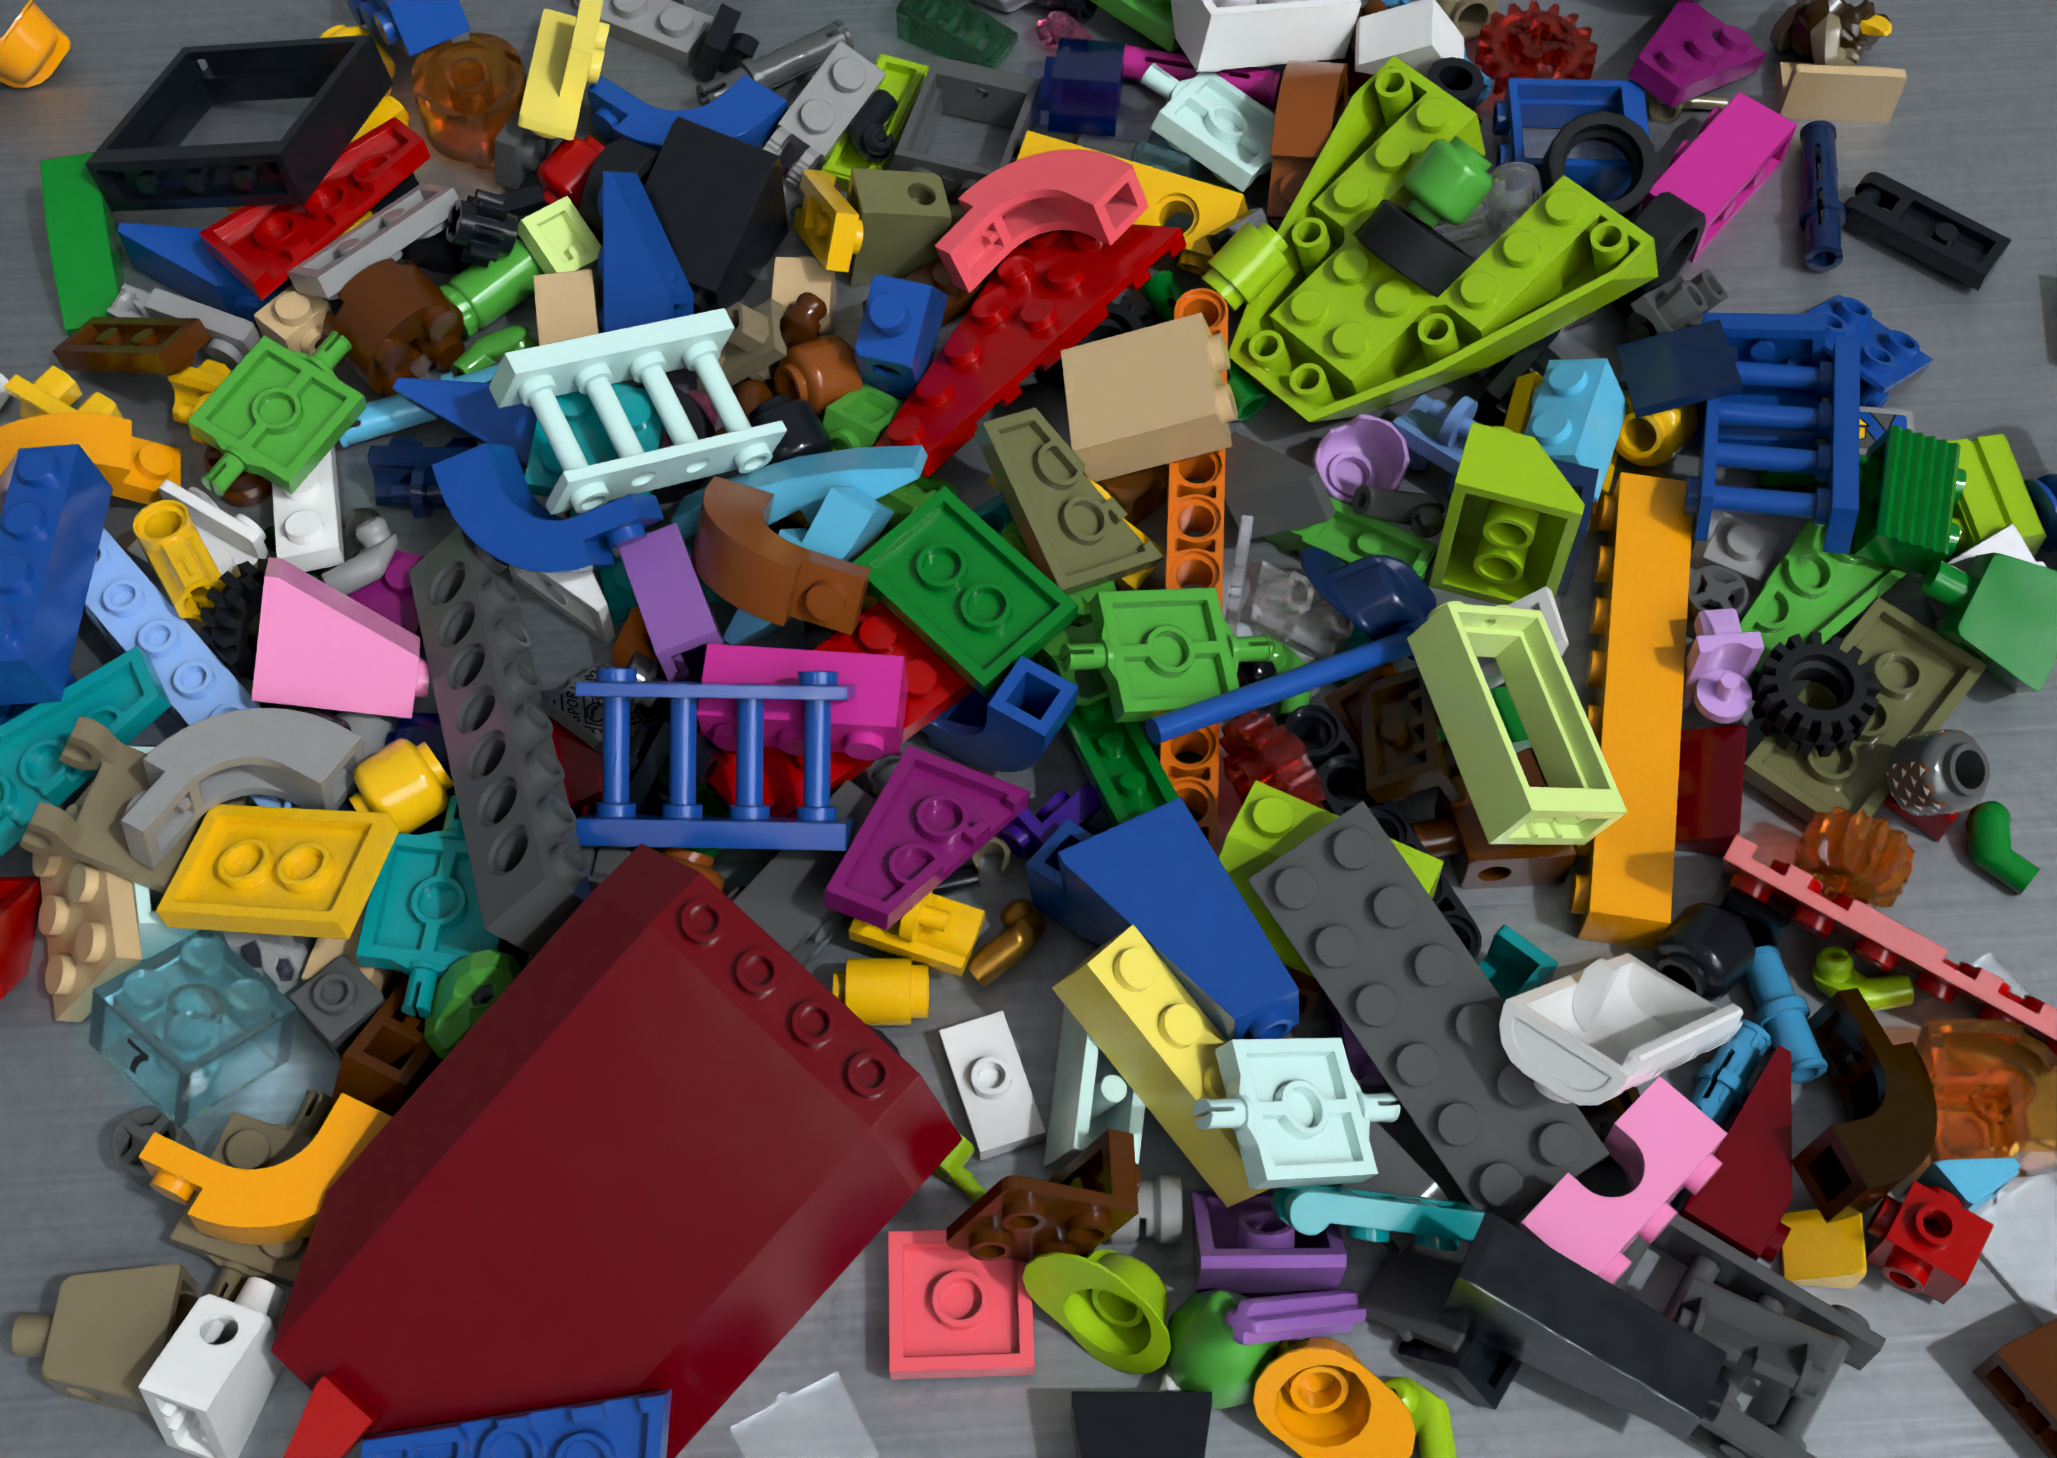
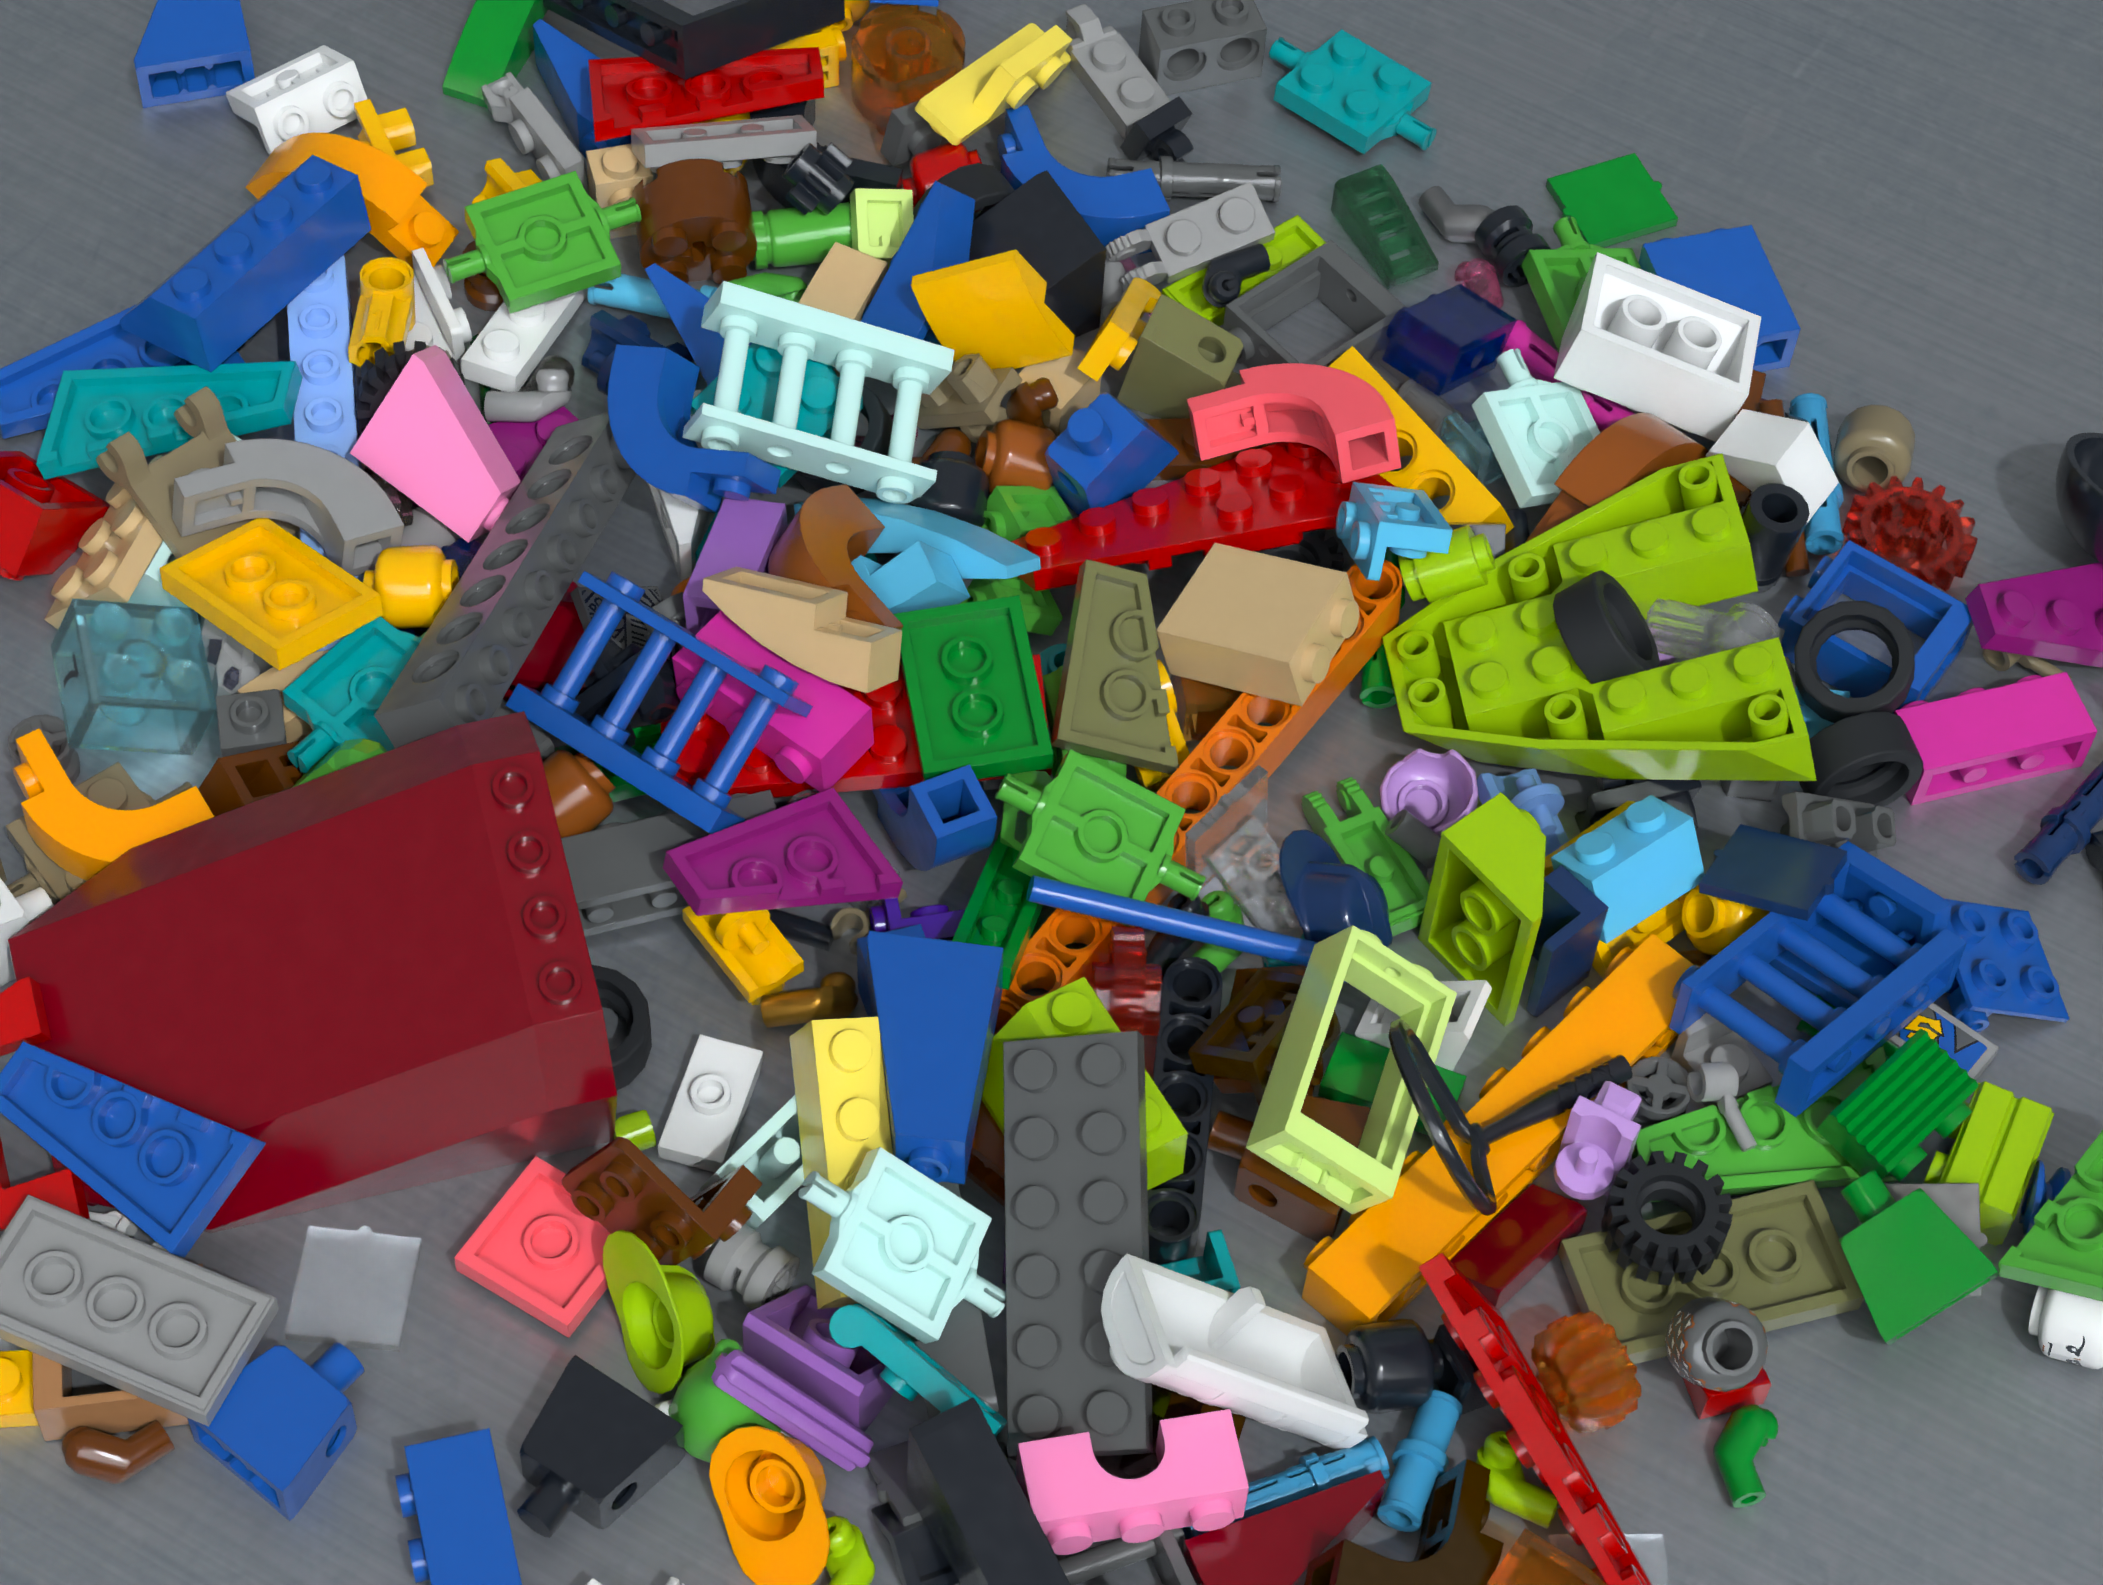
camera: 30 degrees right, 5 degrees down
(133, 345) = (477, 125): reddish brown plate -> none
(727, 258) = (994, 311): none -> yellow slope
(798, 617) = (808, 627): none -> tan slope
(884, 990) = (678, 976): yellow brick -> none
(1186, 256) = (1393, 519): none -> medium azure bracket
(1272, 489) = (1315, 767): dark grey slope -> none
(1448, 182) = (1676, 588): bright green head -> none
(1661, 665) = (1418, 1069): none -> black piece
(1766, 563) = (1721, 1083): none -> light grey hand

